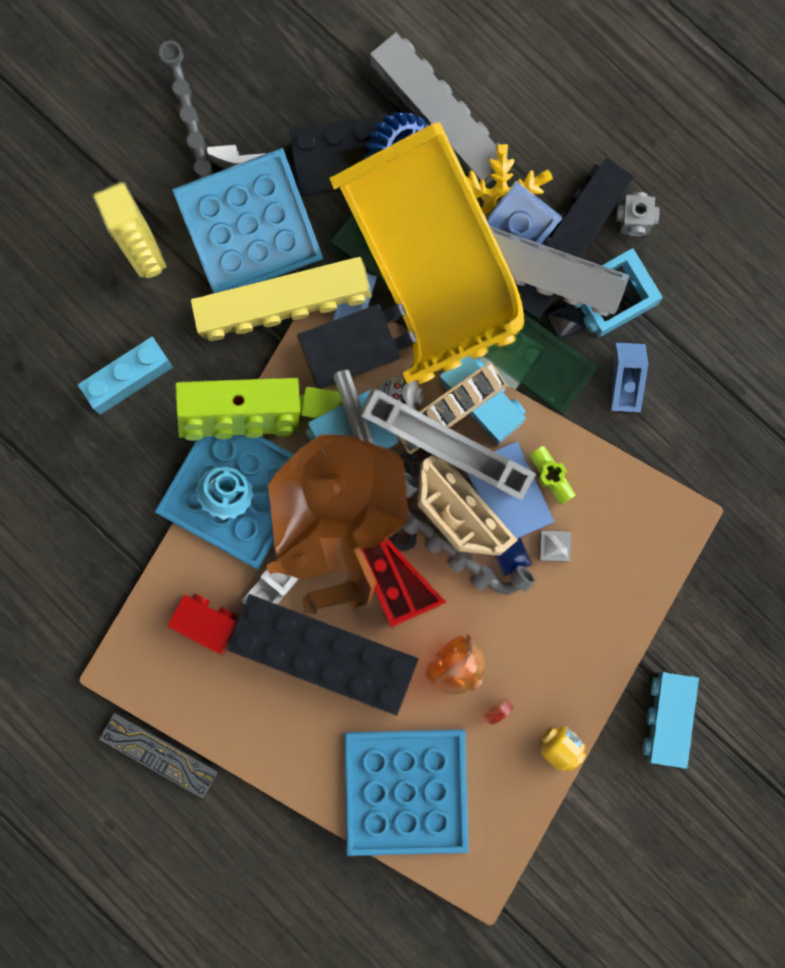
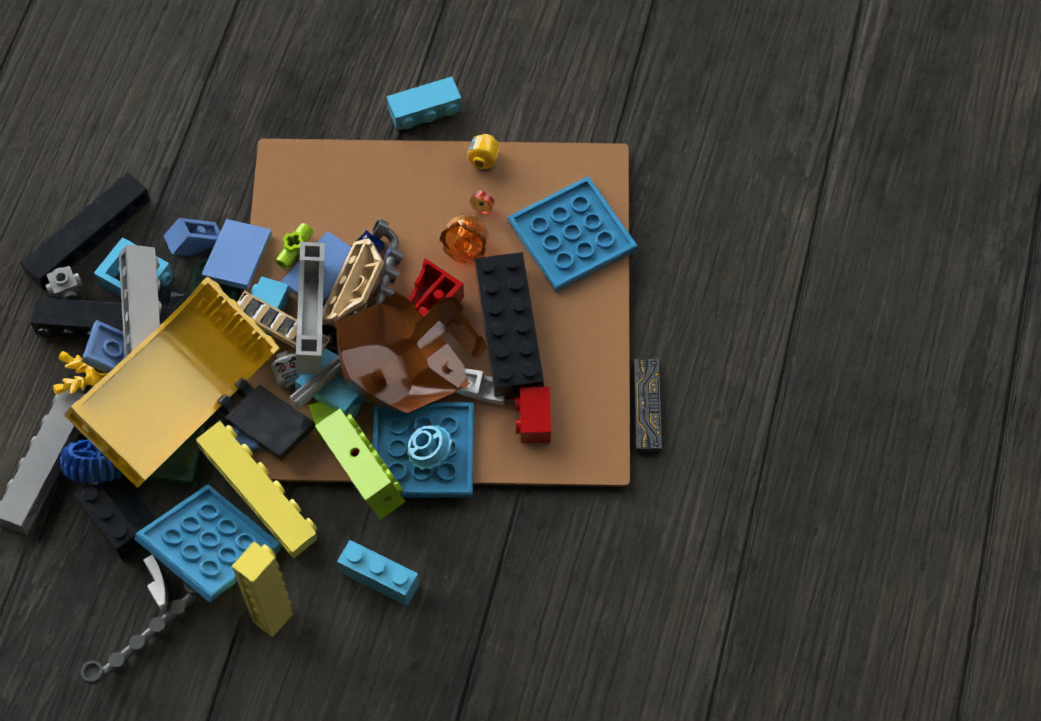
camera: 120 degrees left, 20 degrees down
(555, 546) = (344, 224): light grey tile -> none
(577, 410) = (237, 254): none -> medium blue tile
(699, 267) = (86, 229): none -> black brick

